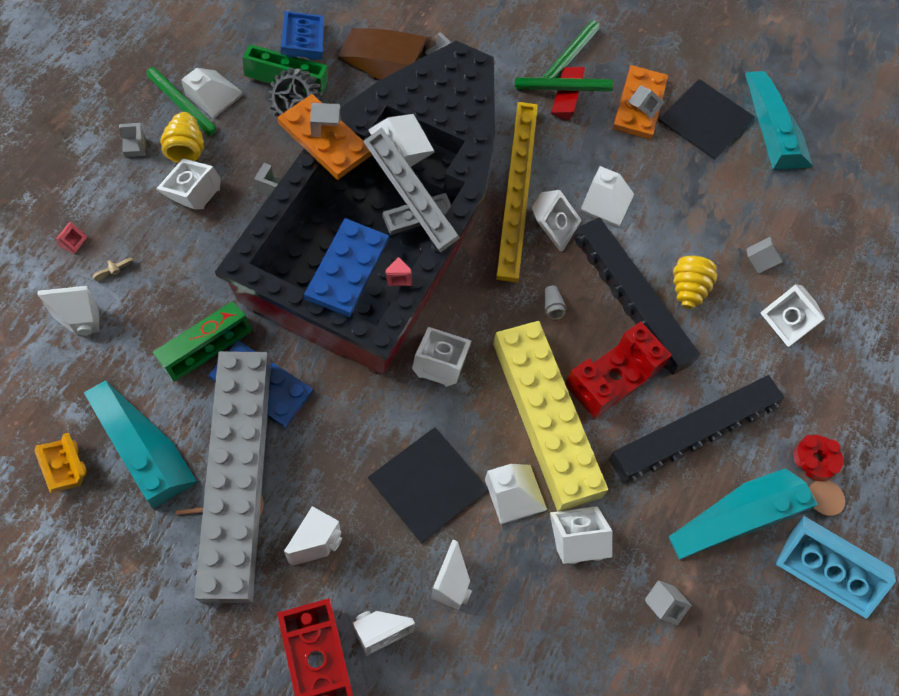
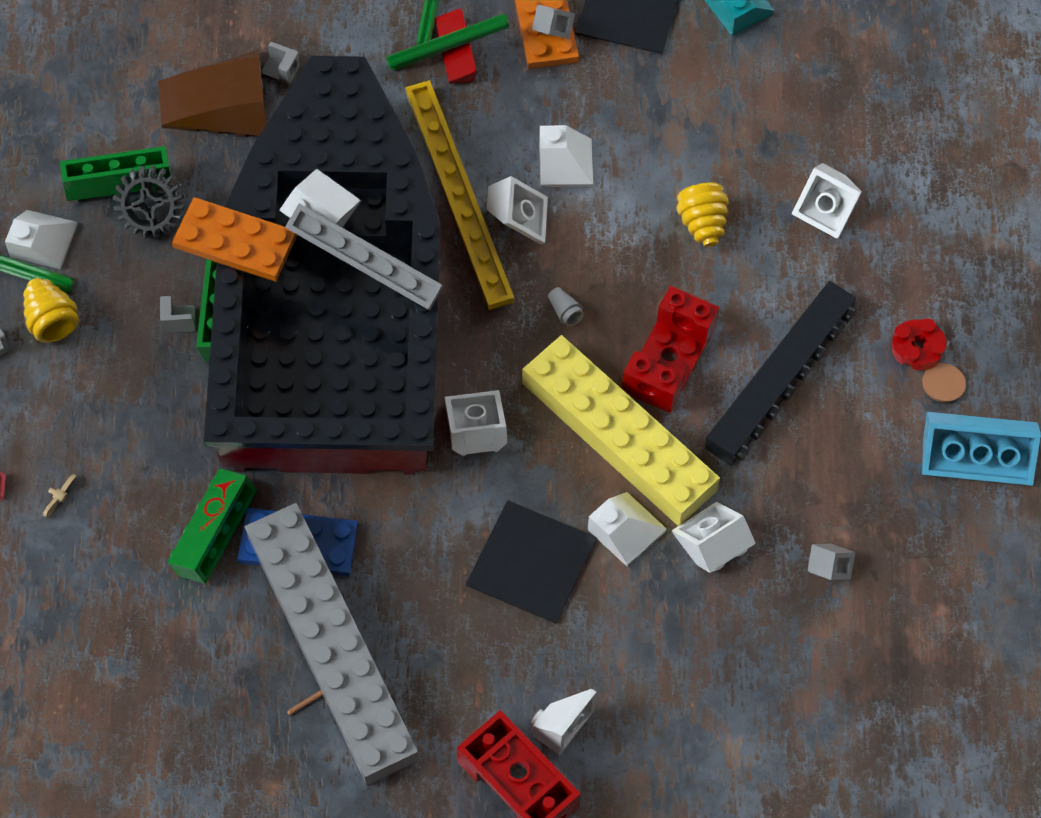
camera: 20 degrees left, 0 degrees up
(61, 464) = (141, 720): light orange bracket -> none
(73, 308) = (51, 559): white slope -> none
(142, 446) = (208, 663): teal wedge -> none
(191, 184) = (87, 359): white slope -> none
(302, 35) = (112, 120): blue plate -> none
(314, 538) = (451, 664): white slope -> none
(323, 115) = (229, 219): light grey panel -> none
(346, 267) = (342, 372): blue plate -> none
(398, 274) = (402, 354): coral slope -> none
(403, 219) = (362, 287): light grey plate -> none
(452, 580) = (608, 640): white slope -> none
(634, 292) = (645, 253): black brick -> none
(745, 511) = (868, 435): teal wedge -> none
(764, 255) = (767, 145): light grey panel -> none

